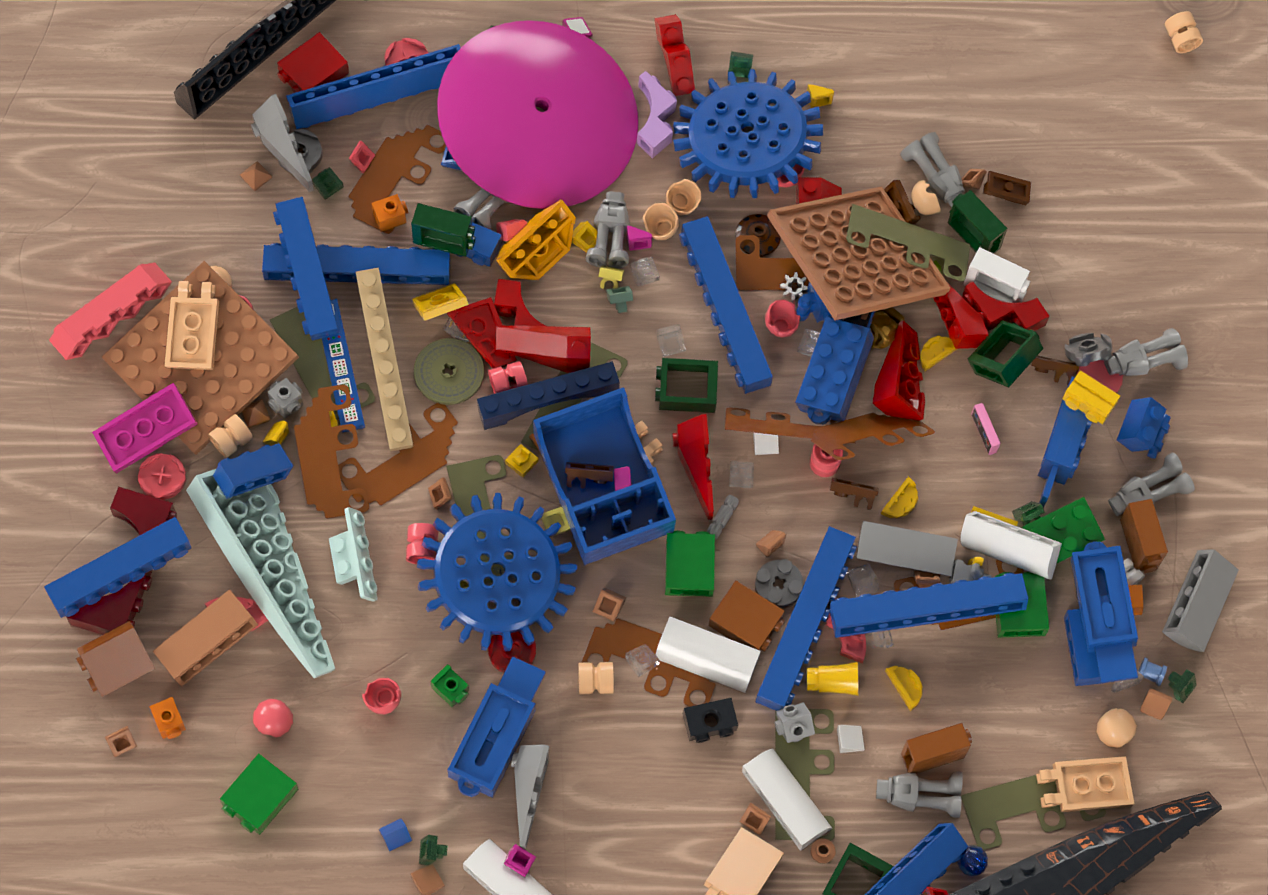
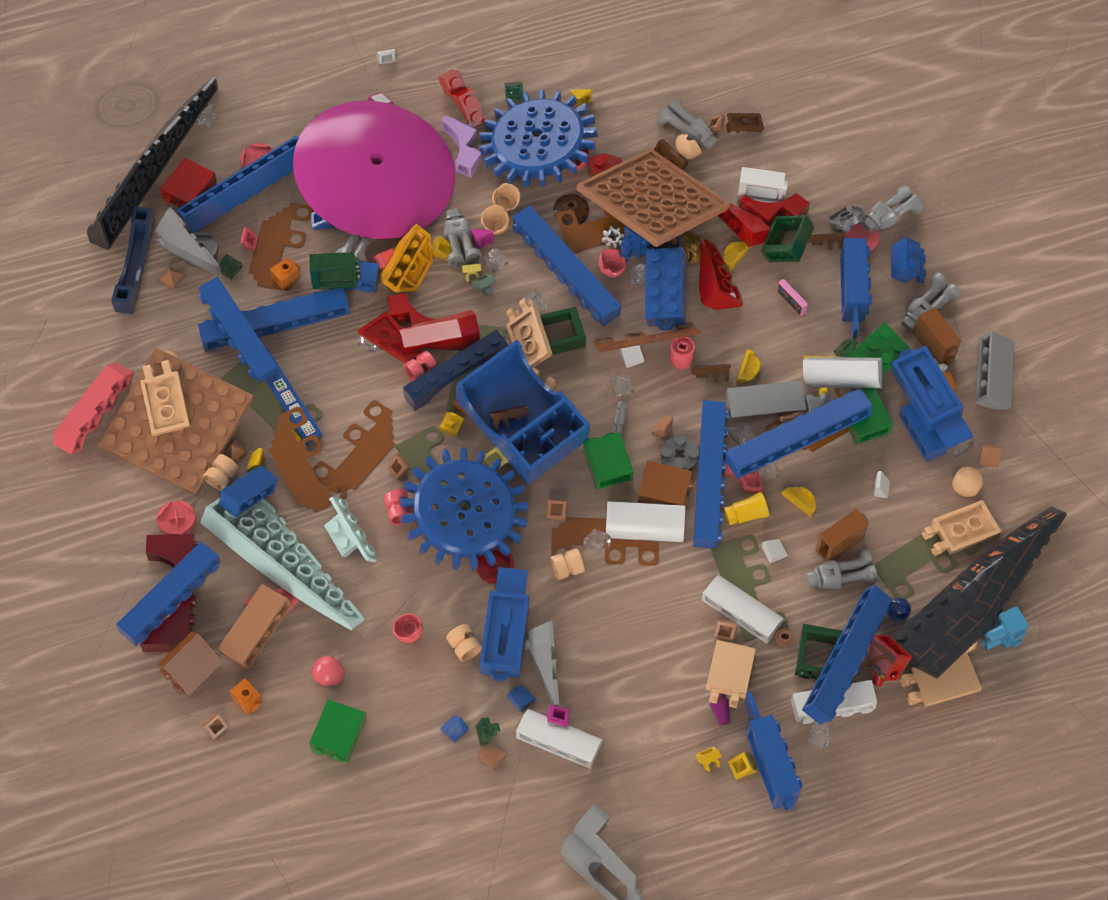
camera: 15 degrees left, 5 degrees down
(144, 428) = (151, 485): dark pink plate -> none
(199, 174) = (127, 289): none -> dark blue arch
(285, 397) = (253, 431): light grey brick -> none
(384, 359) = (320, 380): tan plate -> none
(440, 301) = (348, 326): yellow tile -> none
(440, 730) = (464, 642): none -> light nougat wheel
(446, 388) = (372, 389): olive piece -> none
(454, 695) = (457, 611): green brick -> none
(485, 822) = (520, 697): none -> blue slope
(622, 477) = (536, 408): dark pink slope -> none
(649, 378) = (529, 331): none -> light nougat tile
(692, 446) = (579, 376): red wedge -> none
(721, 710) = (673, 560): black brick -> none
(794, 722) = (729, 550): light grey brick -> none
(850, 430) = (686, 331): dark orange piece -> none
(916, 238) = (692, 176): olive piece -> none
(976, 223) = (731, 152): dark green window -> none
(1009, 700) = (881, 486): none -> white slope
(1090, 398) = (864, 248): yellow brick -> none
(1152, 671) = (980, 433): medium blue bush -> none
(1182, 685) = (1004, 435): clear green tile -> none

